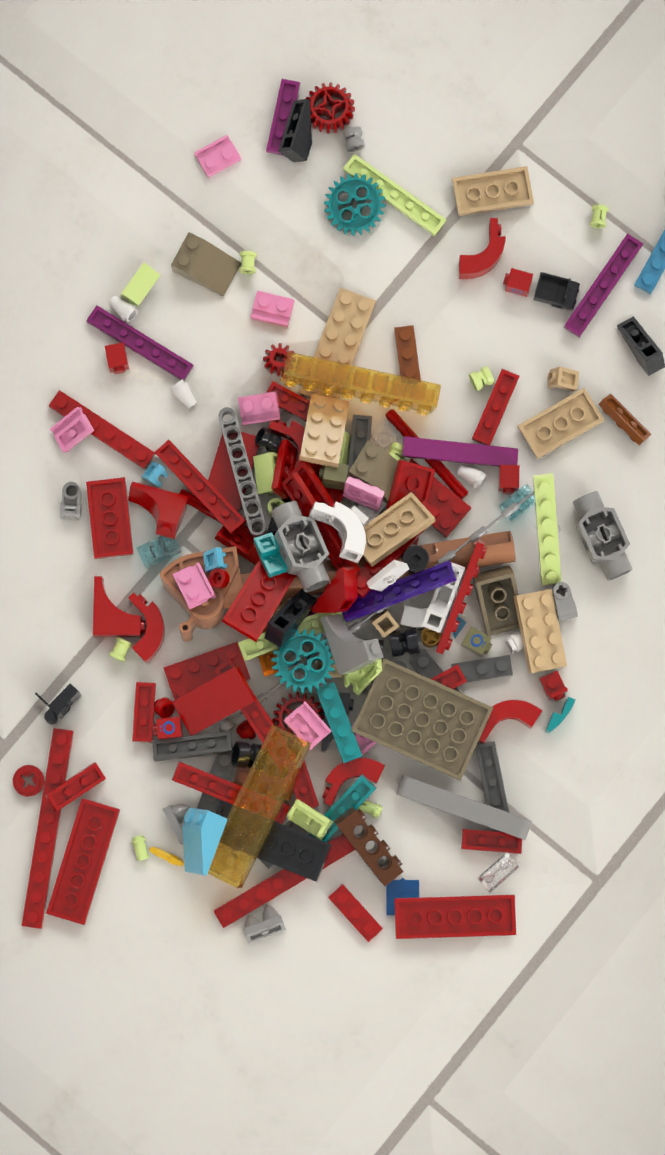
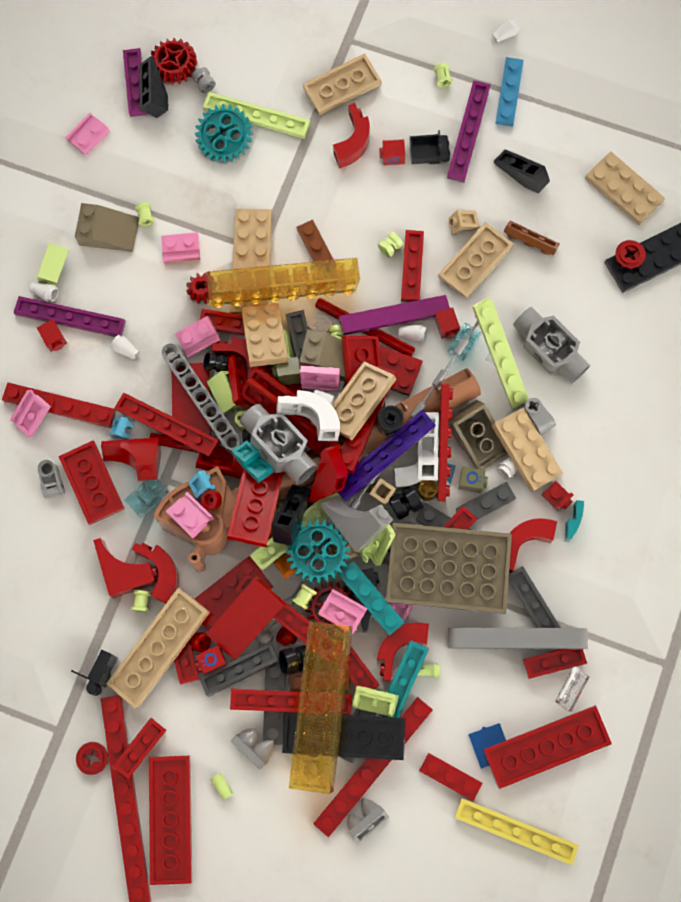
camera: 15 degrees left, 5 degrees down
(123, 699) = (157, 648): none -> tan plate
(171, 858) = (255, 786): yellow piece -> none
(200, 839) = (277, 757): medium azure slope -> none
(276, 699) = (304, 596): none -> yellowish green bush
(387, 575) = (370, 442): white plate -> none
(391, 868) = (465, 727): reddish brown brick -> none
(398, 982) = (516, 831): none -> light yellow plate

